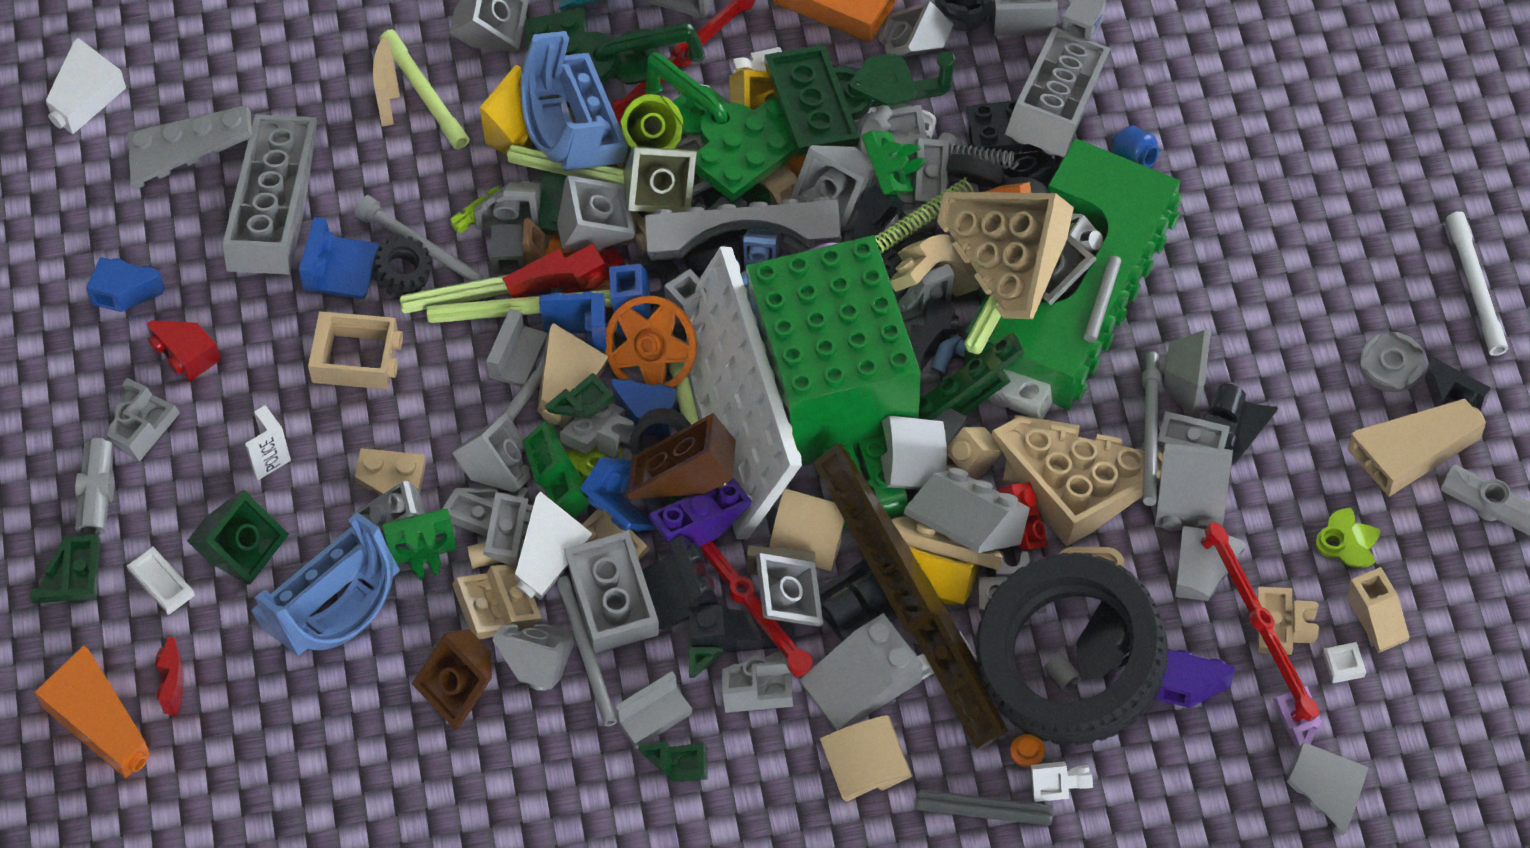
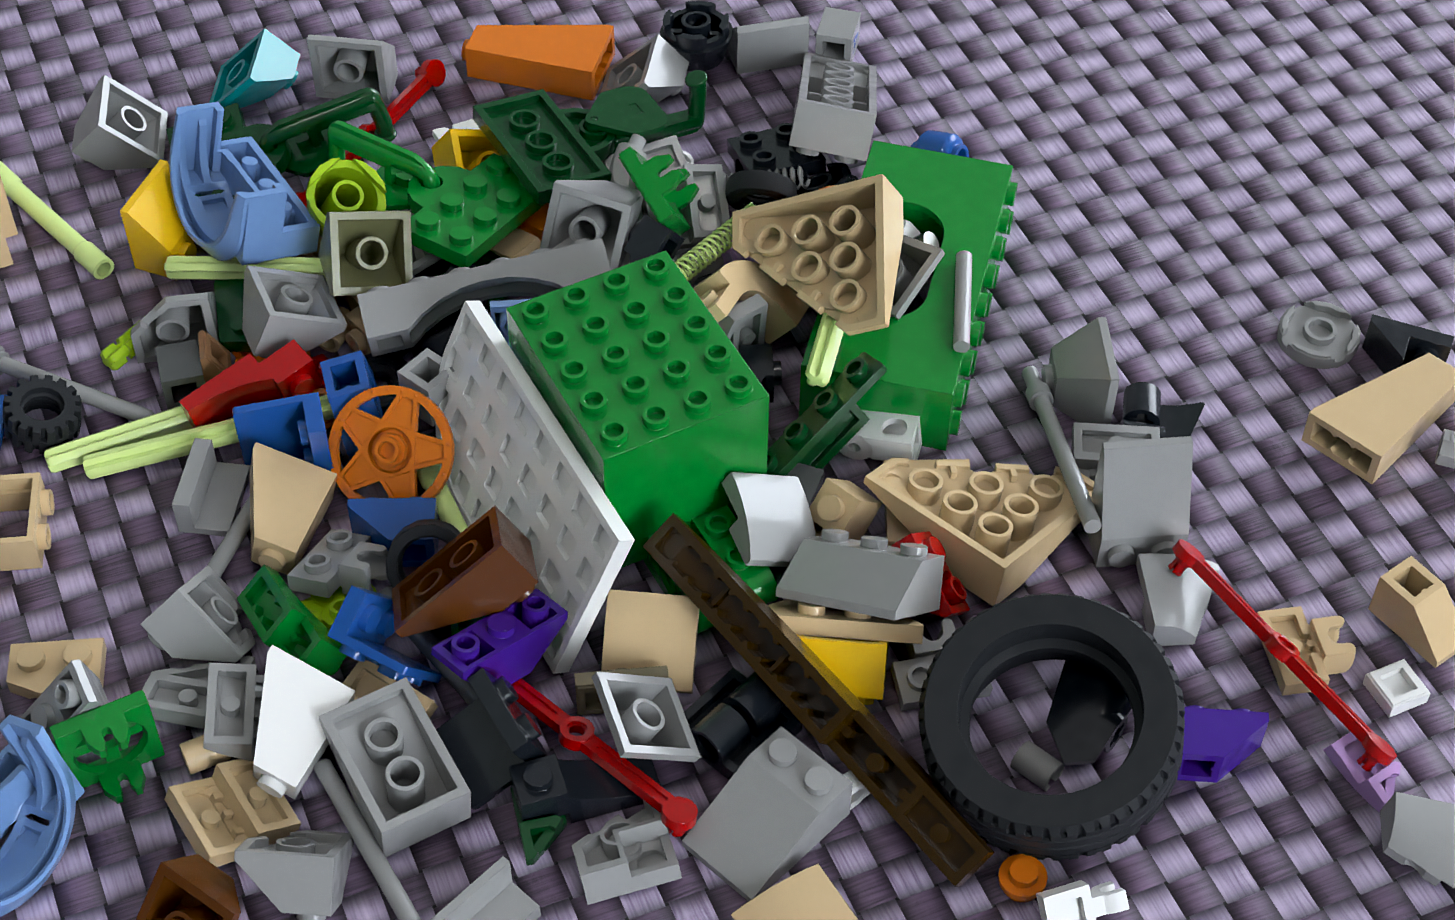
camera: 15 degrees left, 10 degrees down
(583, 400) = (312, 530): dark green slope -> none
(947, 350) = (780, 400): medium blue arm -> none
(1351, 537) = (1344, 540): lime plate -> none
(1490, 325) = (1419, 279): white piece -> none

